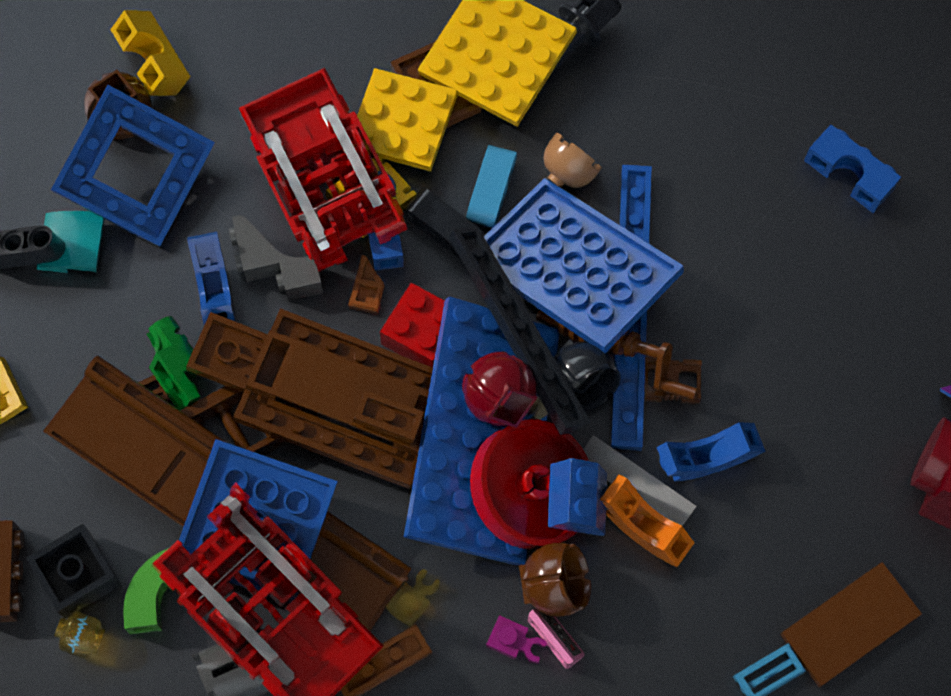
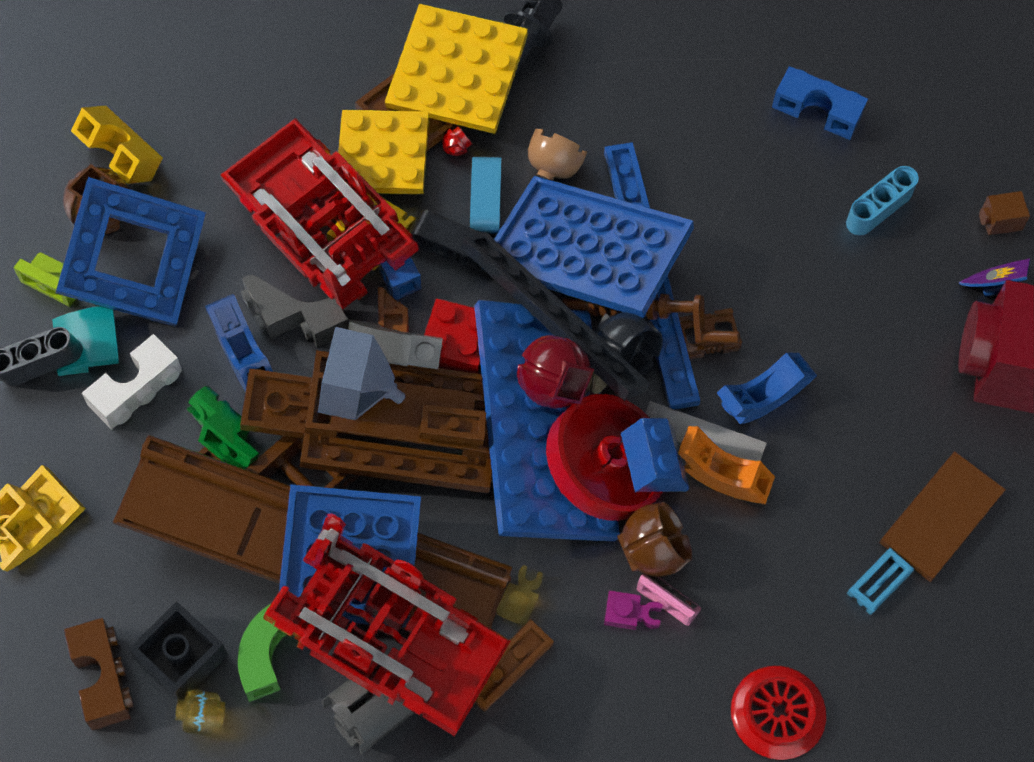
camera: 15 degrees left, 5 degrees down
(46, 164) = (42, 276): none -> lime panel
(84, 310) = (116, 400): none -> white arch
(304, 347) = (356, 376): none -> sand blue piece
(354, 323) = (403, 347): none -> dark grey arch
(477, 125) = (455, 142): none -> red plate
(895, 276) = (887, 190): none -> dark azure beam

